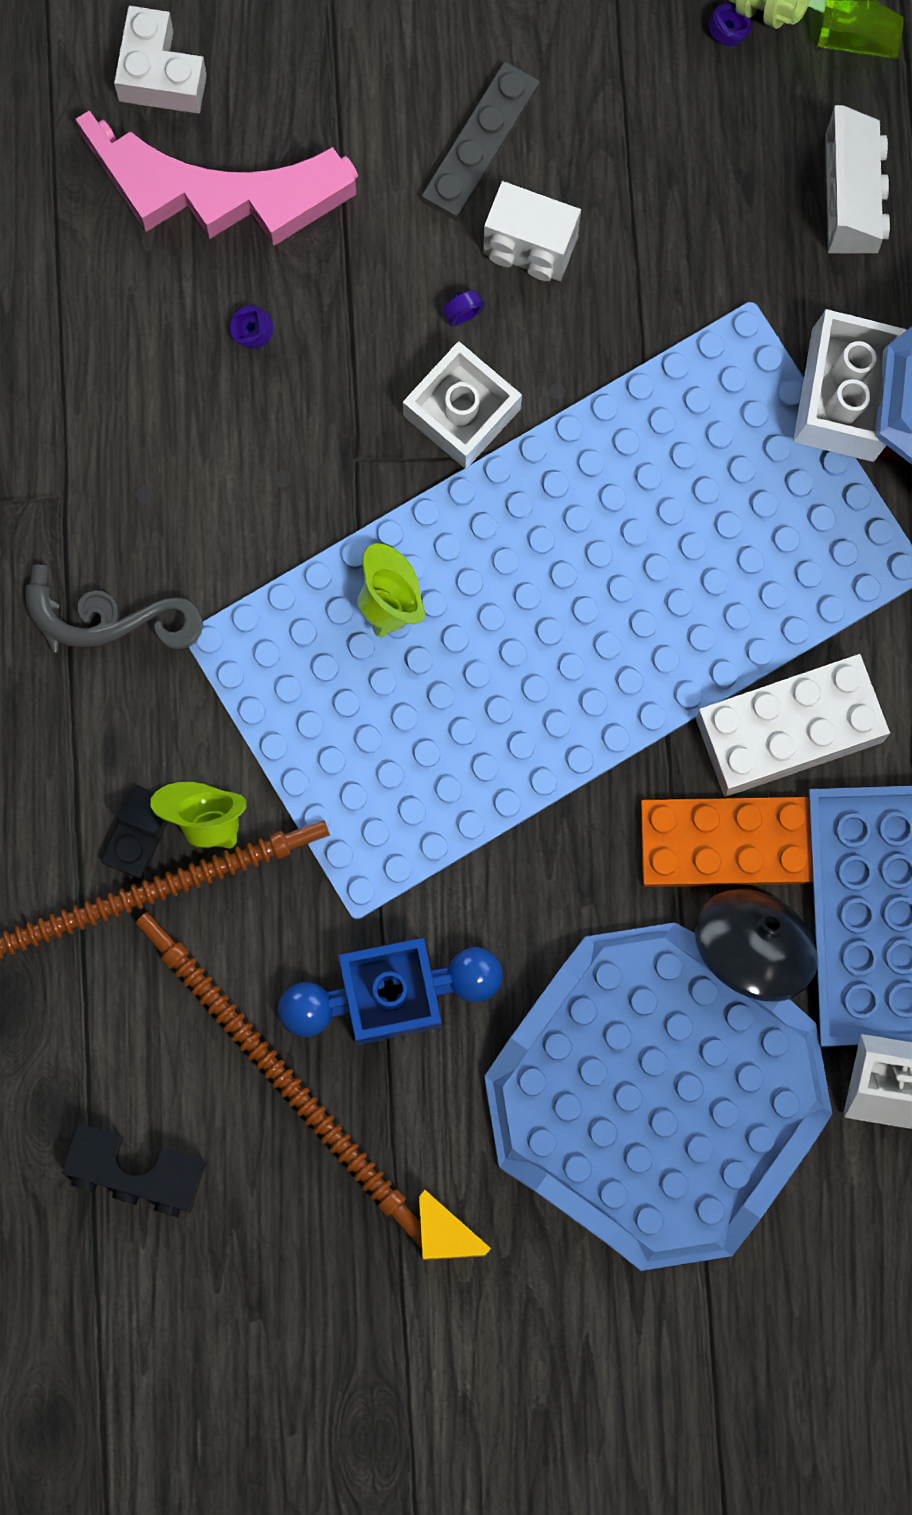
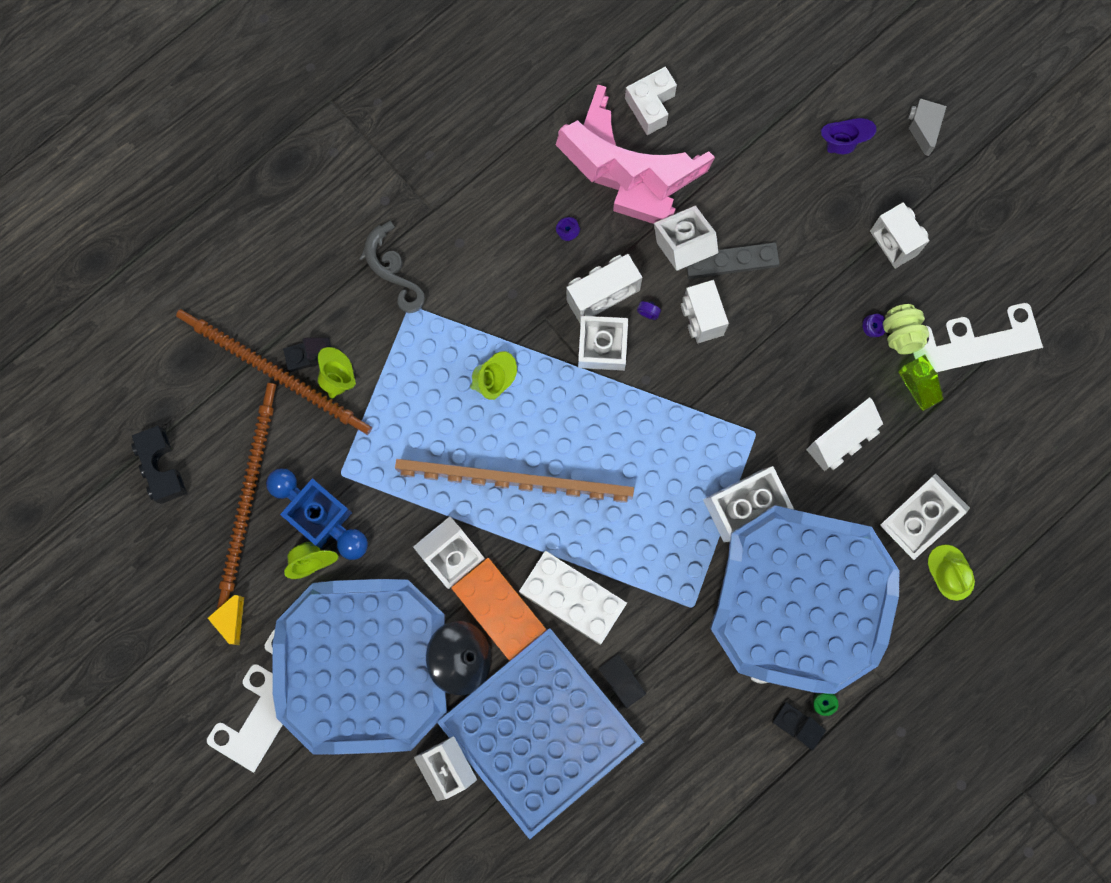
camera: 55 degrees right, 0 degrees up
(241, 171) = (658, 172): none -> bright pink arch
(383, 341) = (604, 287): none -> white brick
(403, 174) = (686, 238): none -> white brick
(444, 1054) = (307, 559): none -> lime piece
(551, 689) = (525, 482): none -> medium nougat plate
(591, 848) = (449, 552): none -> white slope
(631, 1301) = (260, 727): none -> white piece

